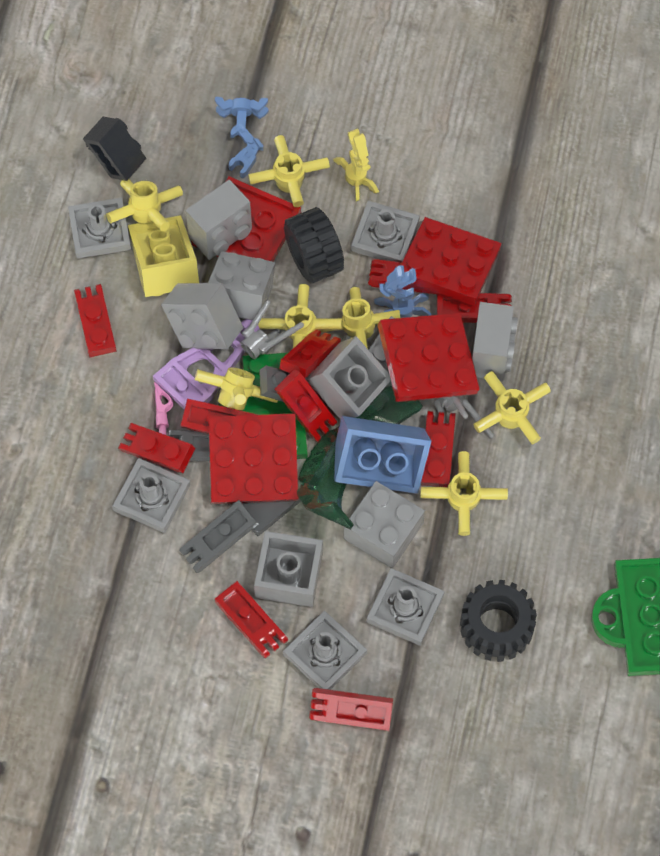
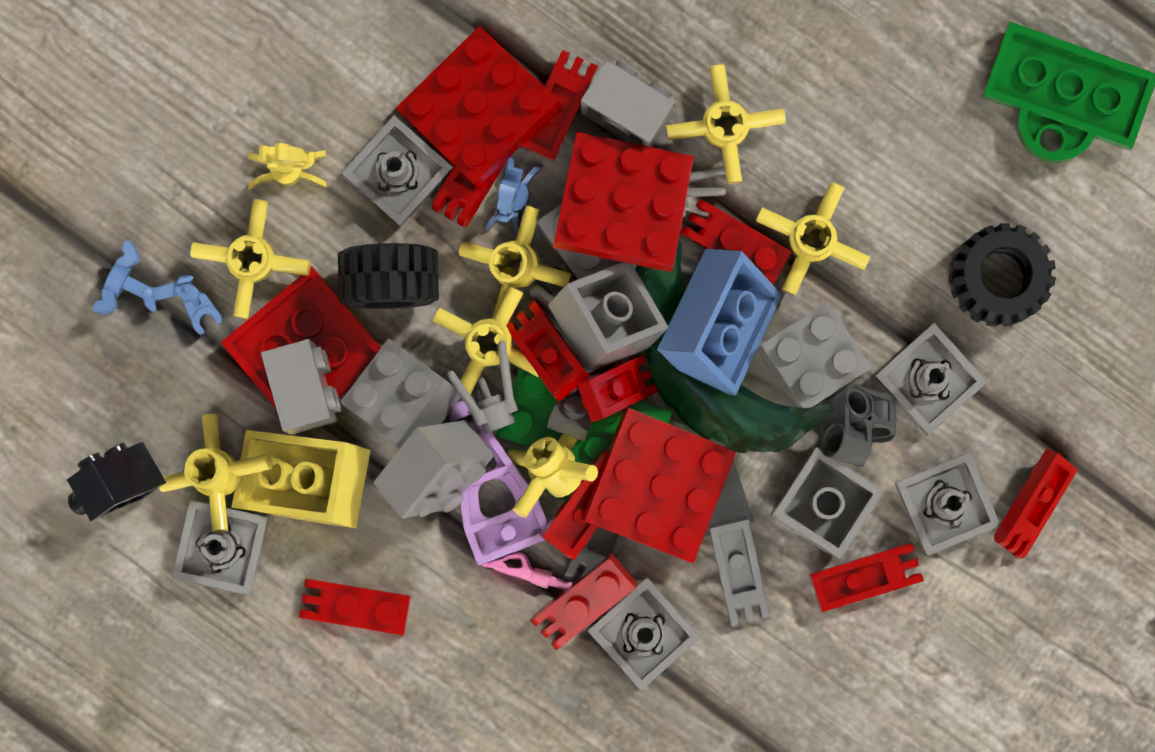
camera: 65 degrees left, 20 degrees up
(360, 573) = (857, 422): none -> dark grey piece

